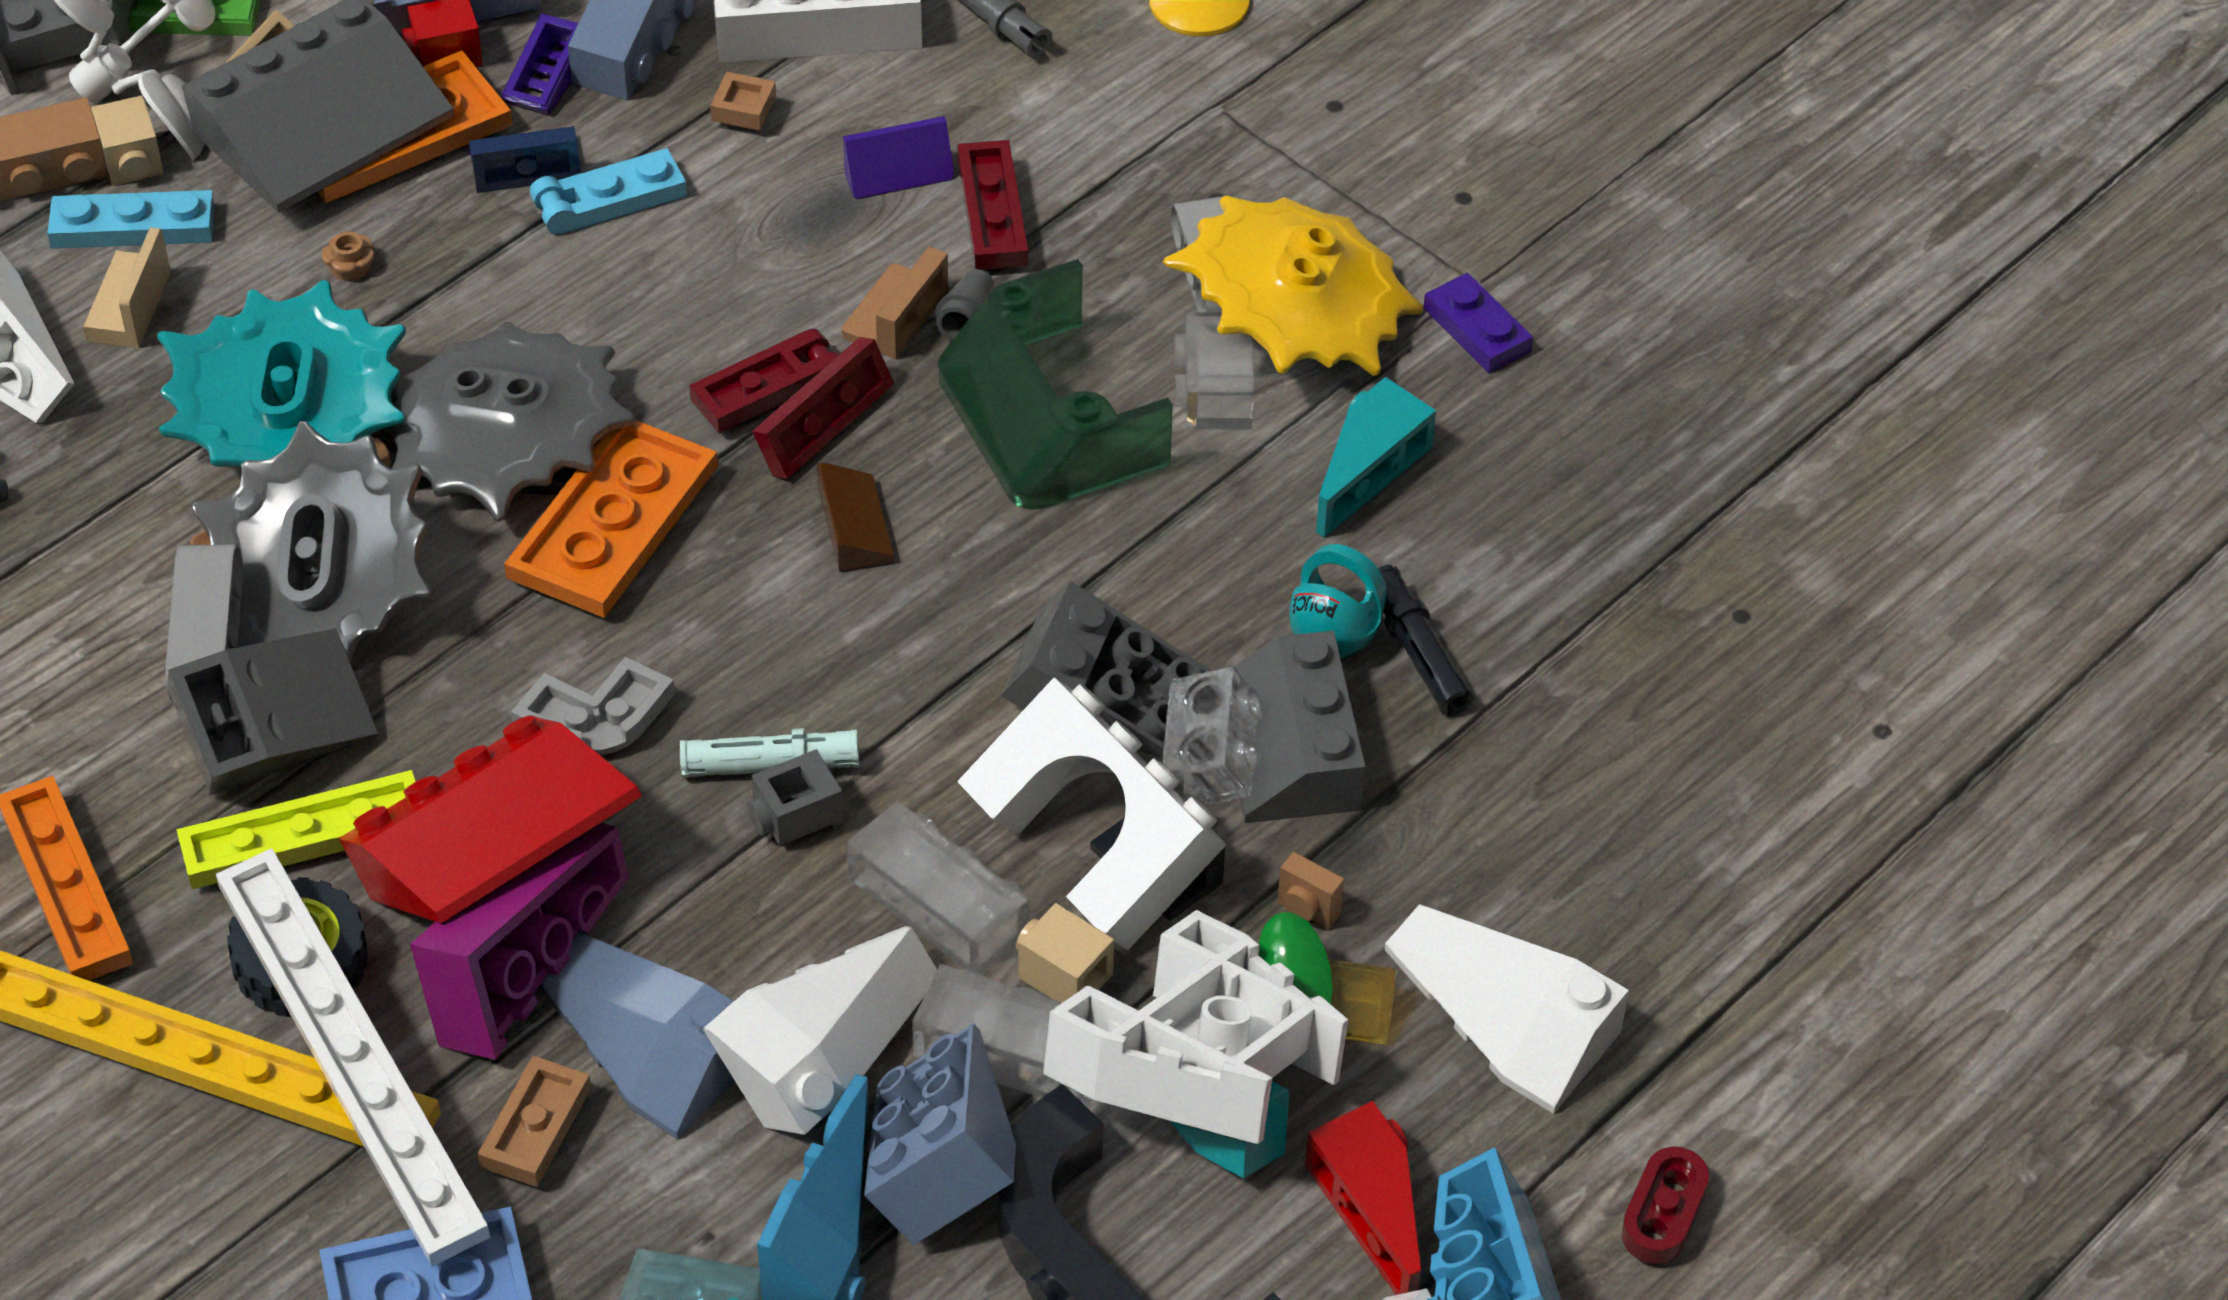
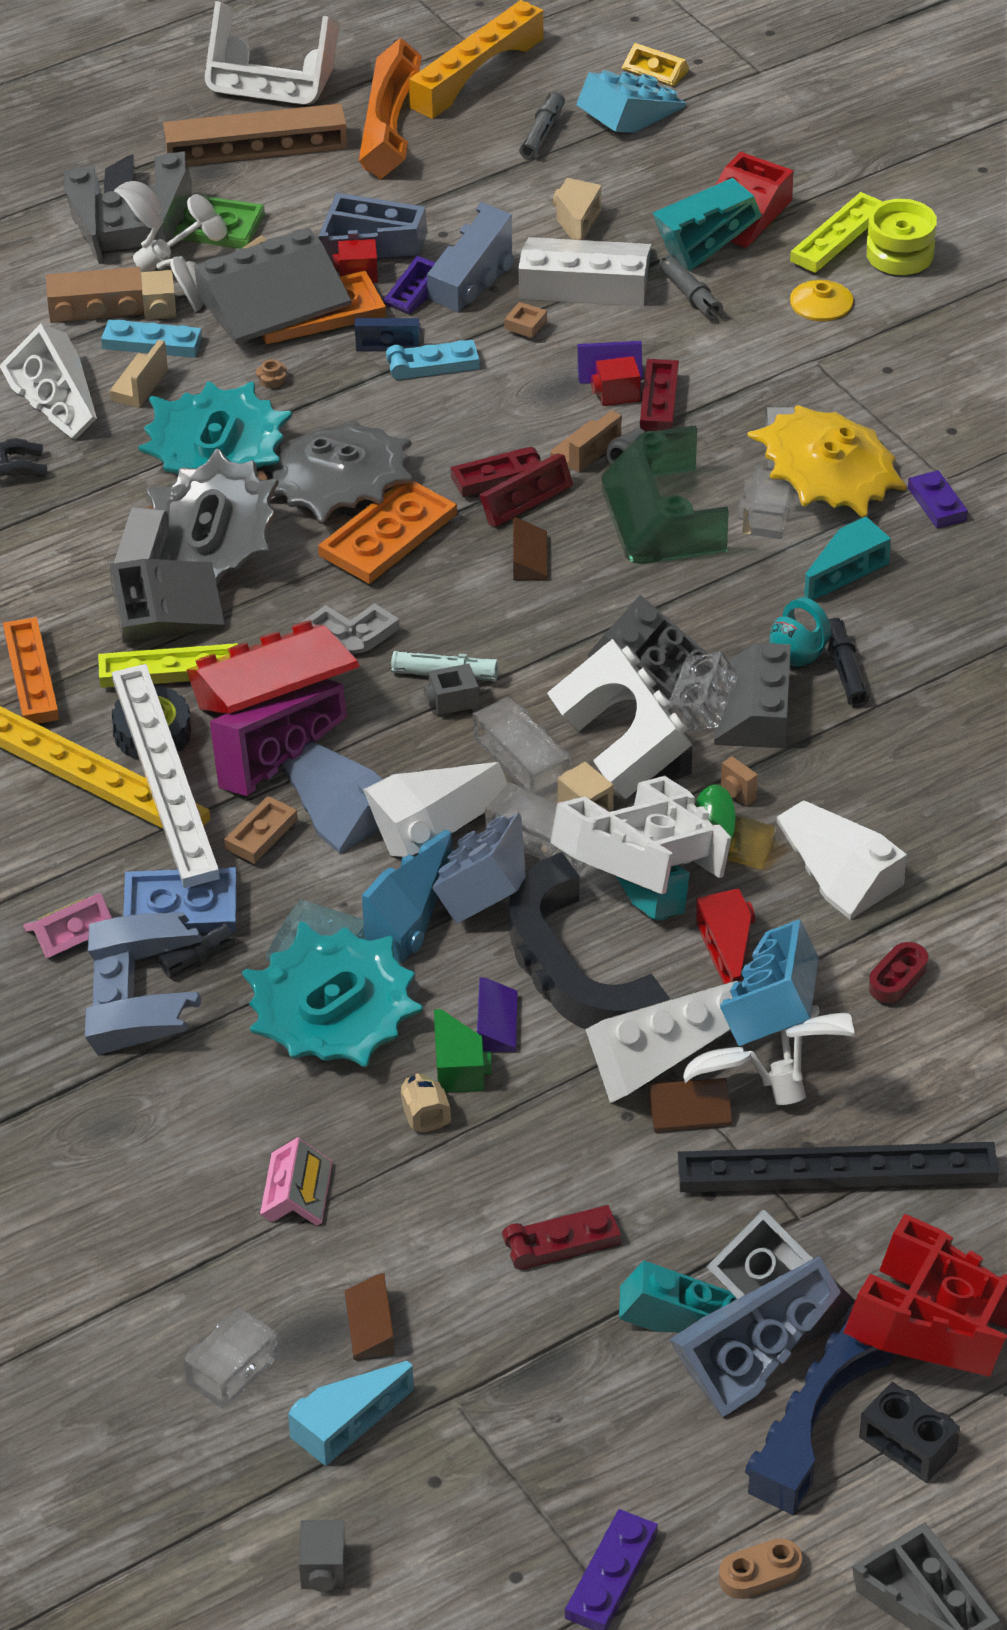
camera: 15 degrees right, 5 degrees down
(919, 190) = (616, 381): none -> red brick

